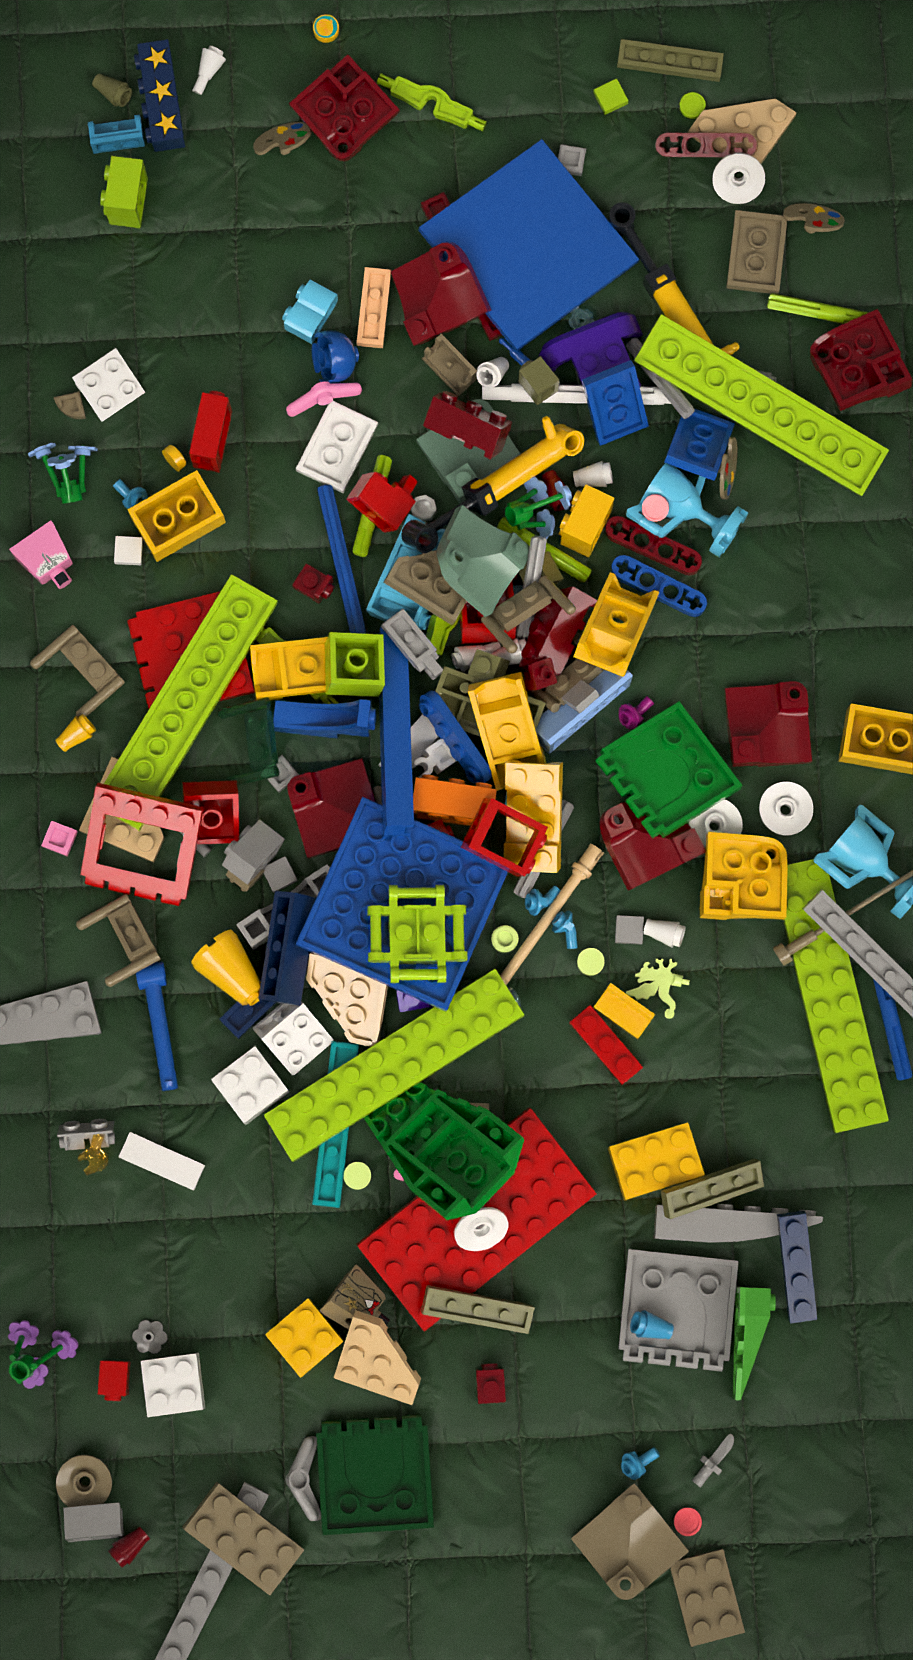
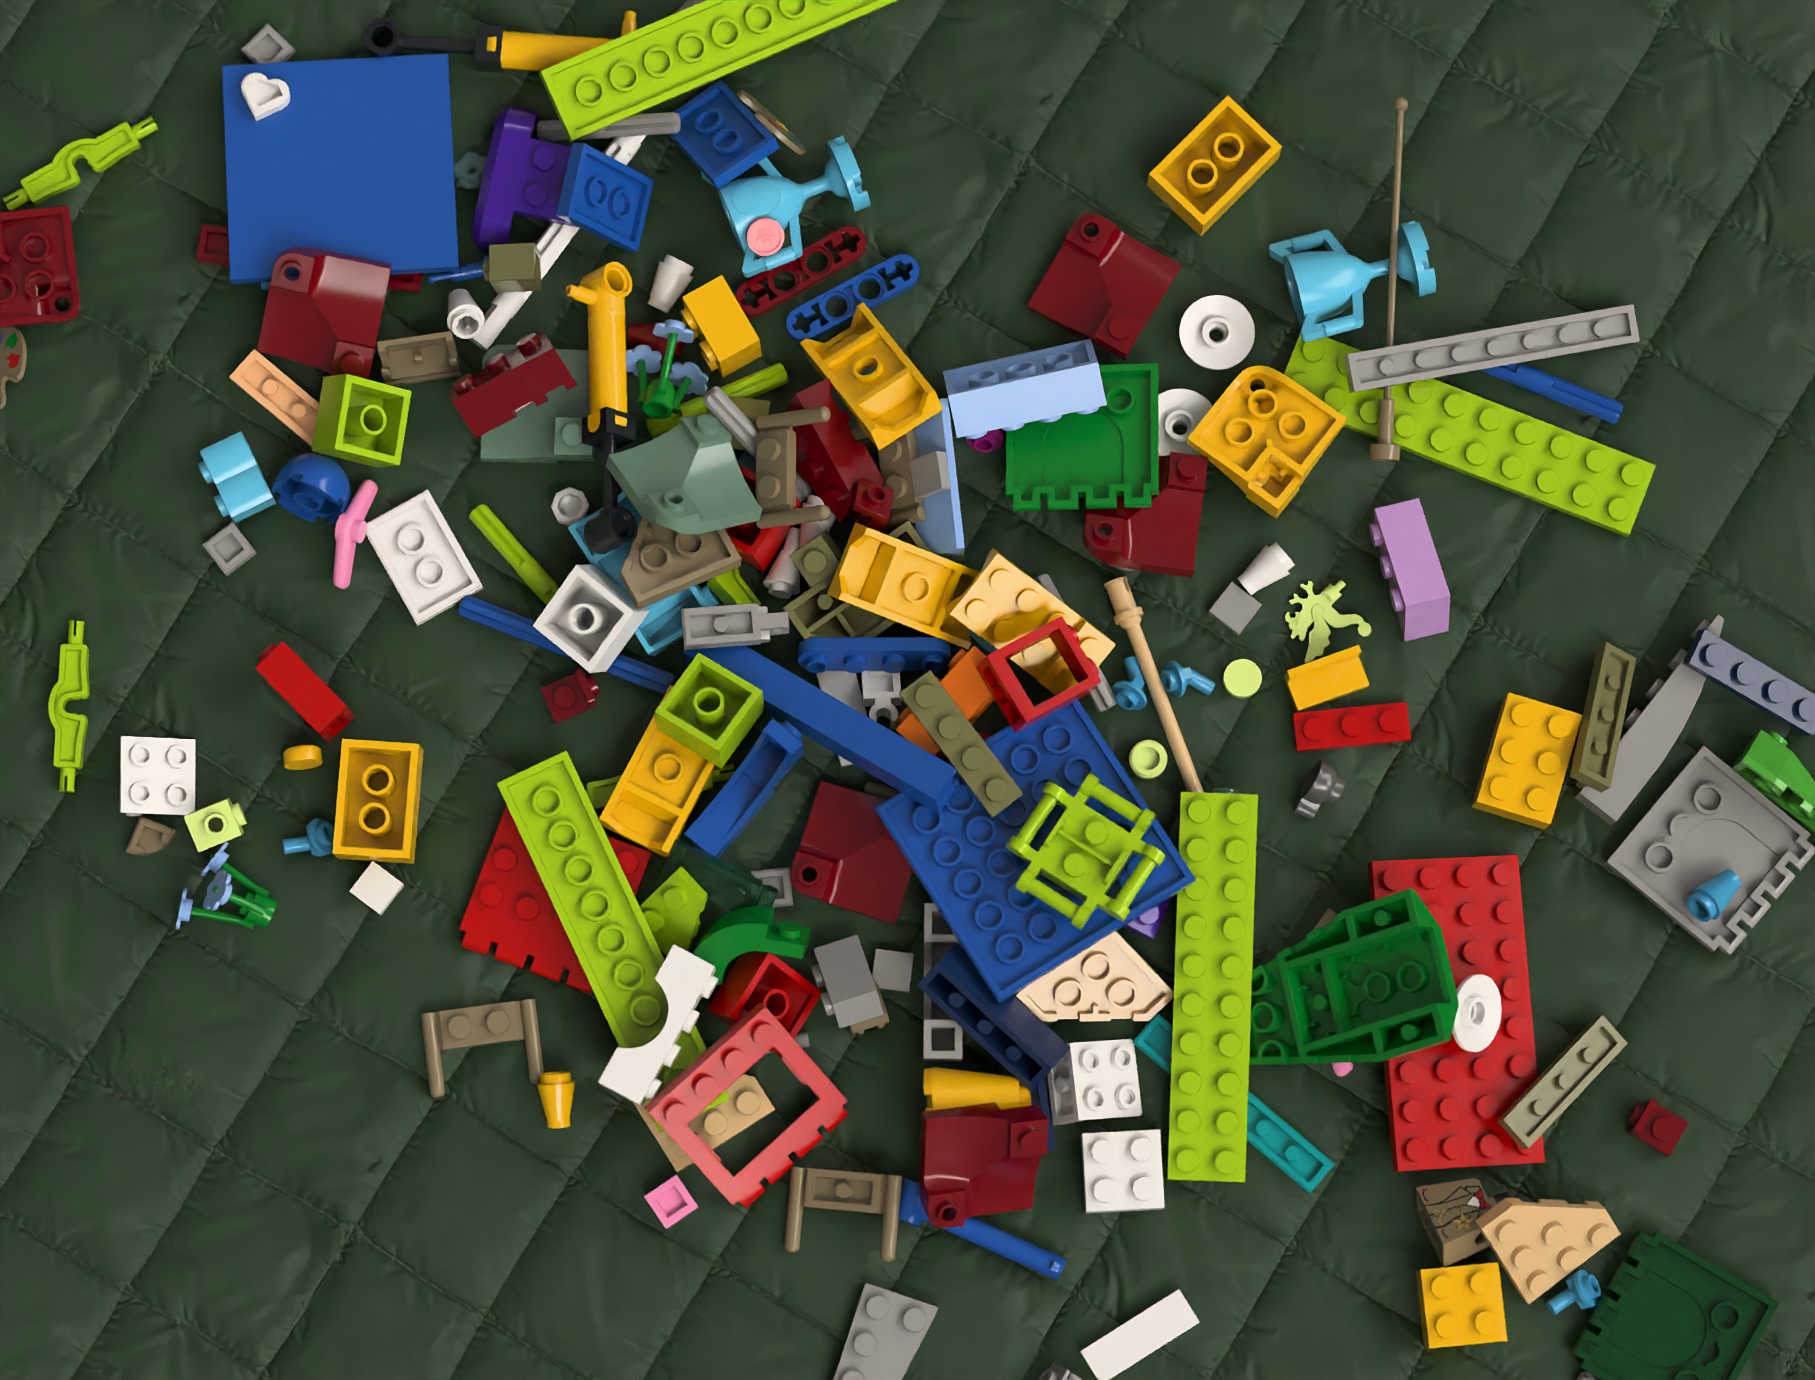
camera: 55 degrees left, 0 degrees up
(44, 556) = (315, 991): bright pink torso -> none
(102, 435) = (215, 824): none -> yellowish green brick
(128, 302) = (70, 727): none -> lime piece
(185, 757) = (636, 1070): none -> white arch
(197, 996) = (979, 1160): none -> dark red slope
(224, 727) = (675, 911): none -> lime wing
(240, 772) = (749, 931): none -> green arch
(267, 336) = (229, 549): none -> light grey tile
(357, 1175) = (1310, 1118): yellowish green tile -> none
(362, 561) = (590, 618): none -> white brick
(363, 1403) = (1581, 1288): none -> dark azure plate
(381, 502) = (533, 547): red hinge -> none
(389, 356) = (361, 420): none -> lime brick
(432, 820) = (960, 744): none -> olive plate
(540, 173) = (264, 95): none -> white tile
(558, 1051) = (1319, 787): none -> dark grey piece
(671, 717) = (1024, 389): none -> light blue slope
(724, 1016) = (1412, 569): none -> lavender wedge

